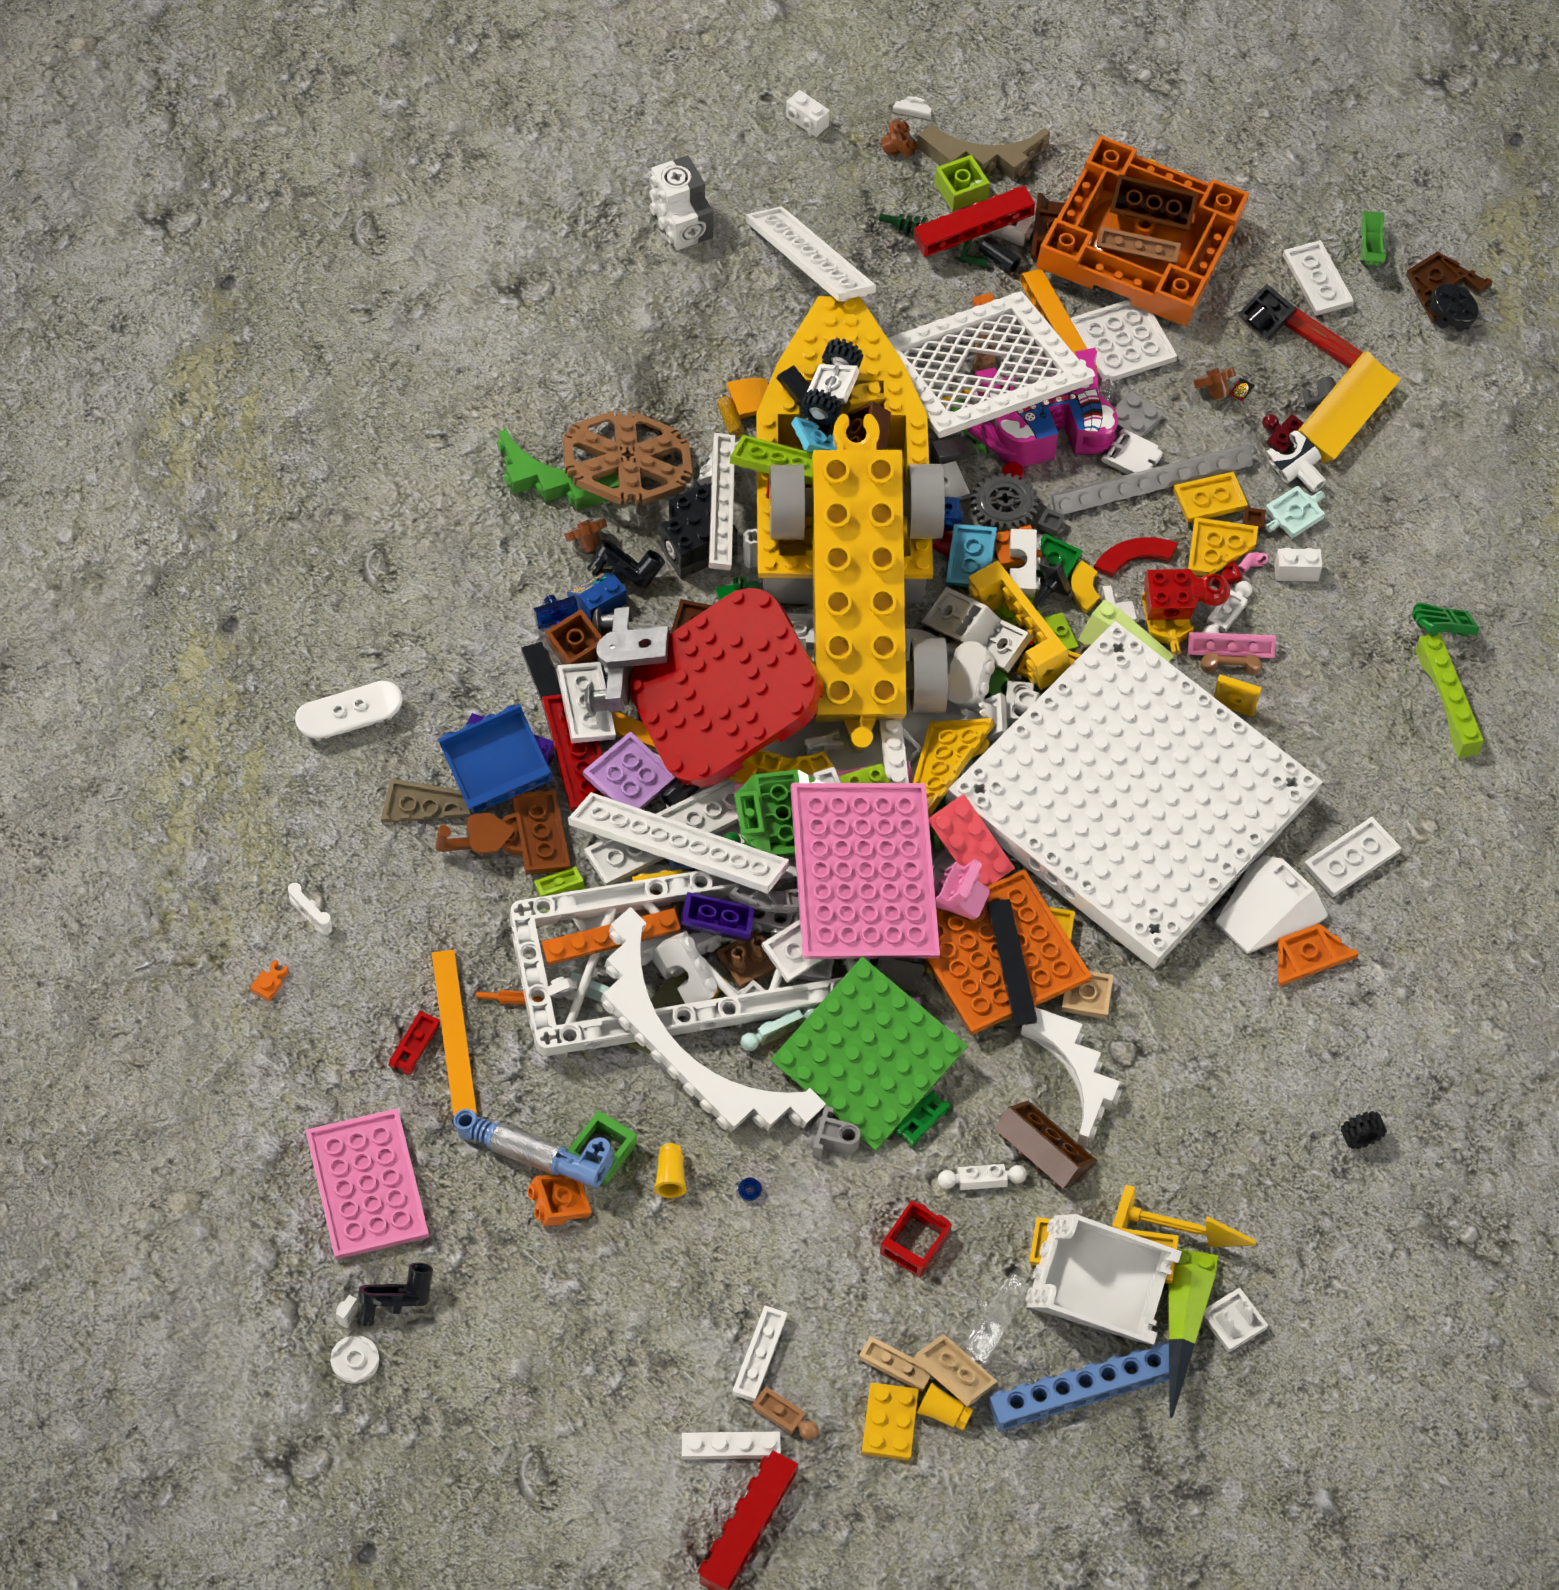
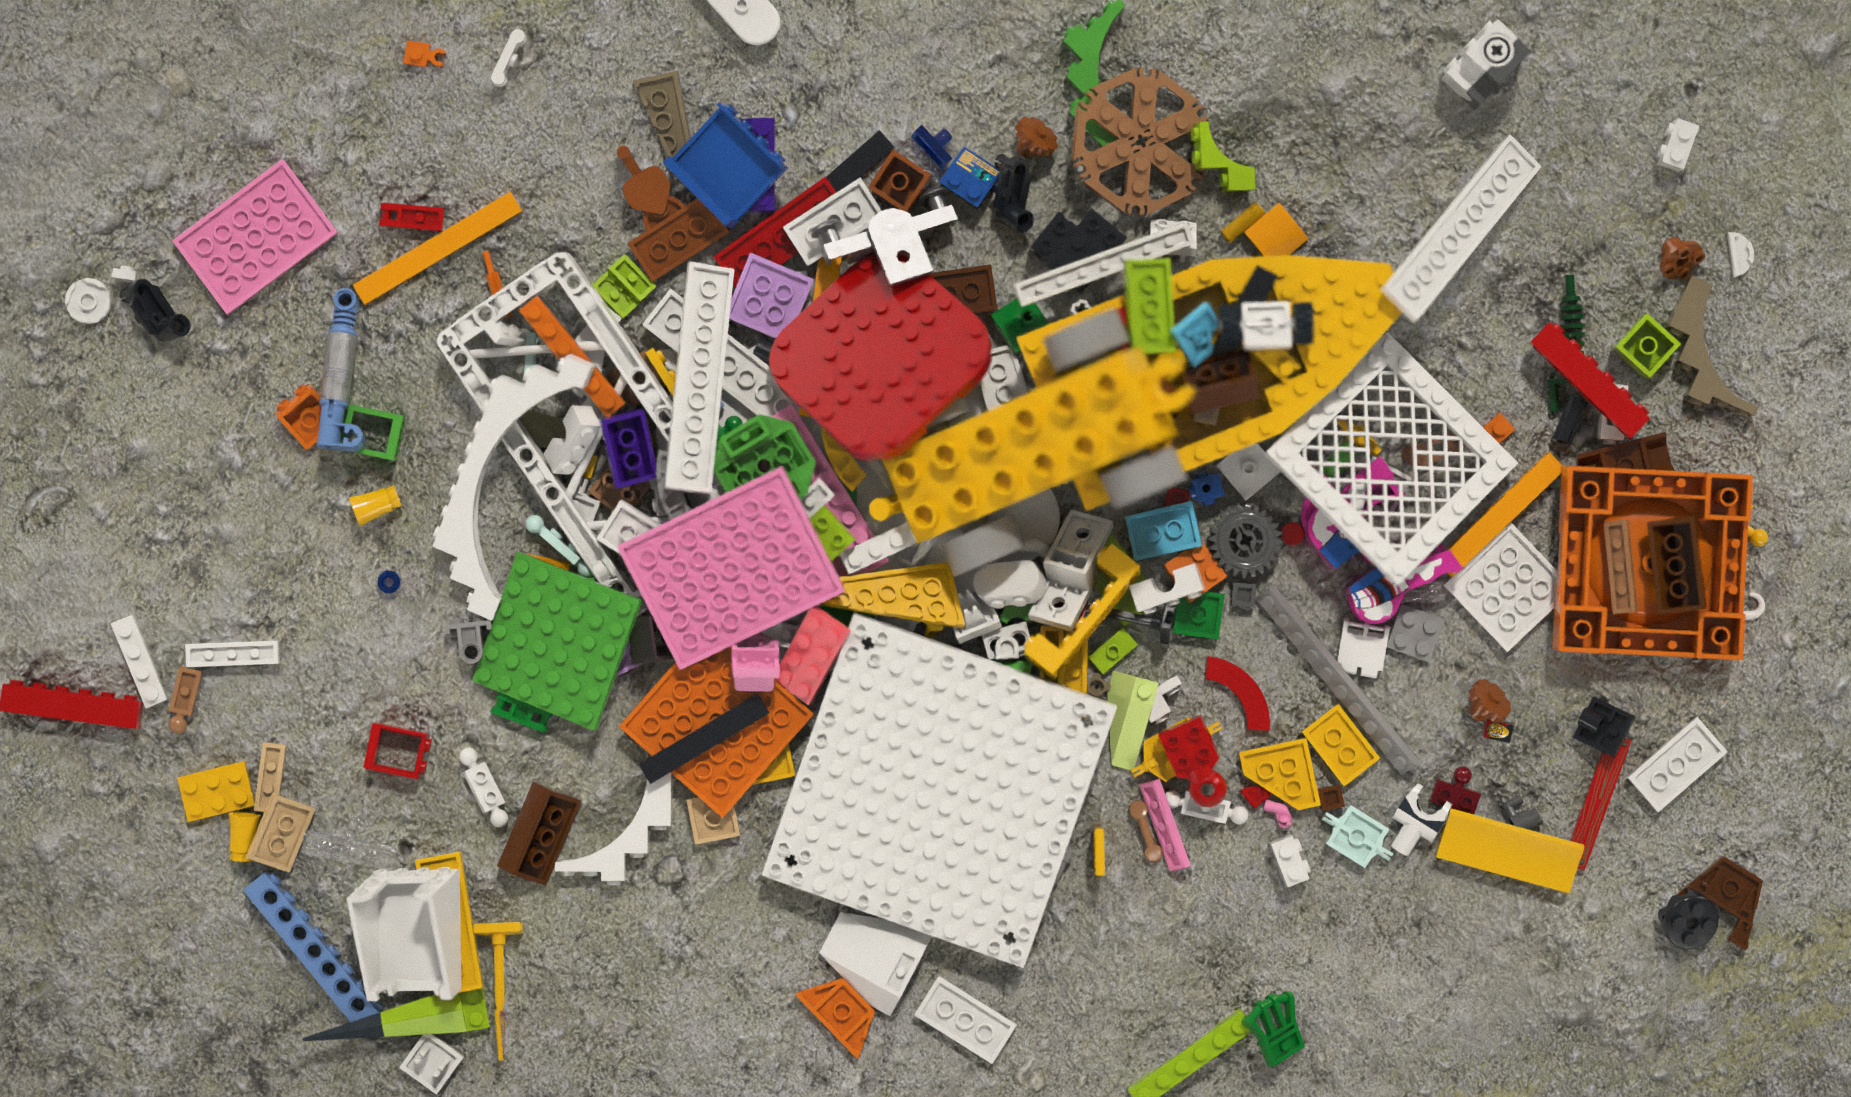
camera: 70 degrees right, 30 degrees up
(664, 415) = (1208, 157): none -> lime arch
(1082, 586) = (1178, 653): yellow tile -> none
(1372, 238) = (1747, 807): bright green arch -> none

